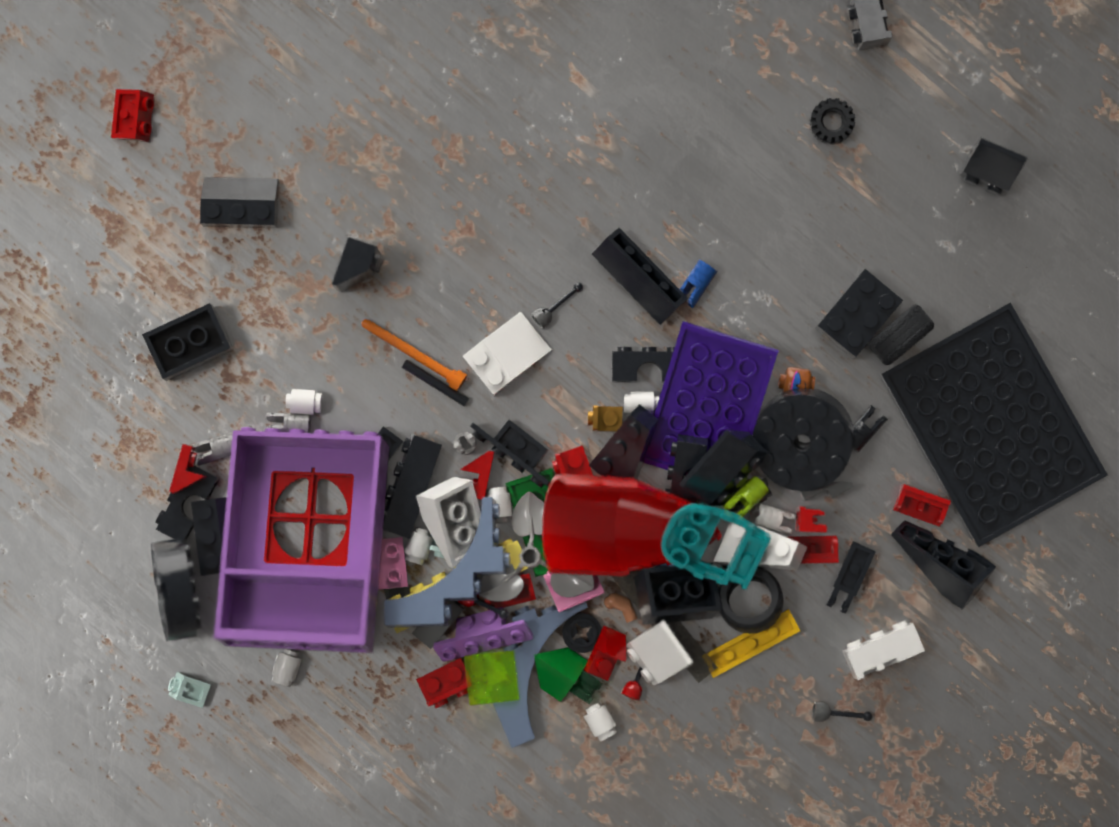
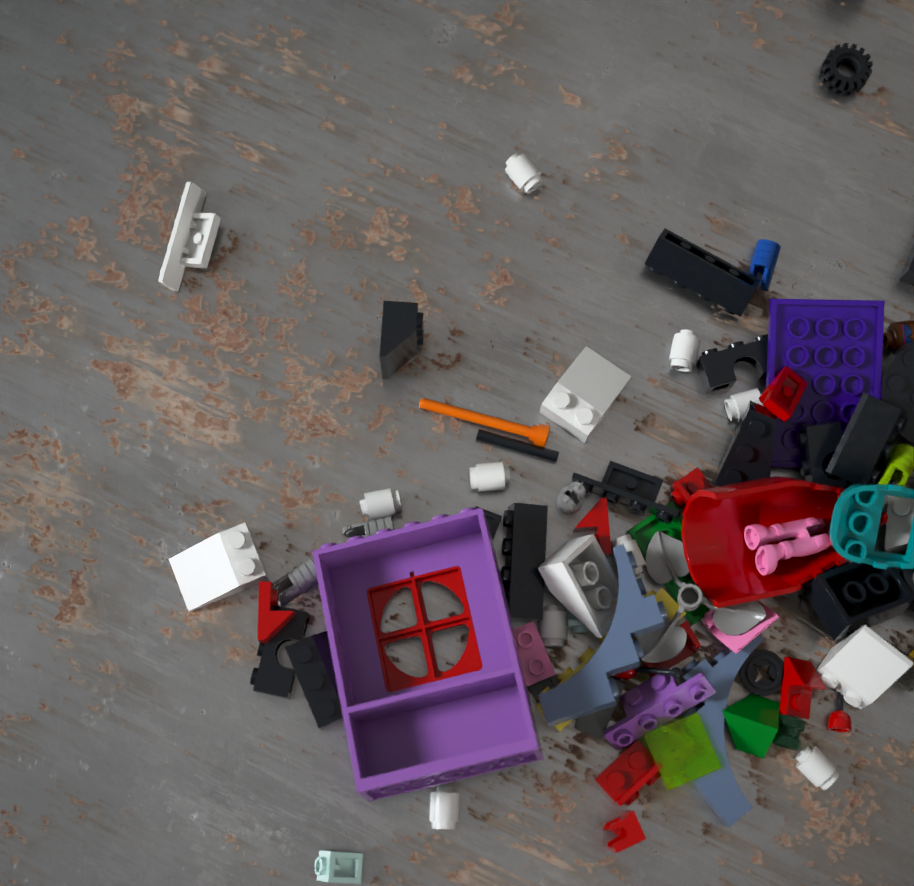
camera: 20 degrees left, 10 degrees down
(132, 115) = (112, 253): red bracket -> none
(154, 417) = (218, 567): none -> white slope
(175, 589) = (294, 751): black brick -> none
(187, 342) = (235, 472): black brick -> none
(204, 120) = (190, 238): none -> white bracket
(239, 202) = (252, 314): black slope -> none
(402, 404) = (489, 476): none -> white brick
(429, 726) = (628, 832): none -> red hinge
(512, 139) = (523, 172): none -> white brick
(543, 316) = (612, 343): hinge -> none
(603, 340) = (684, 351): none -> white brick
(605, 418) = (712, 432): pearl gold bracket -> none
(621, 603) = (796, 627): nougat arm -> none
(643, 540) = (767, 556): none -> bright pink piece
(667, 407) = (783, 393): none -> red slope

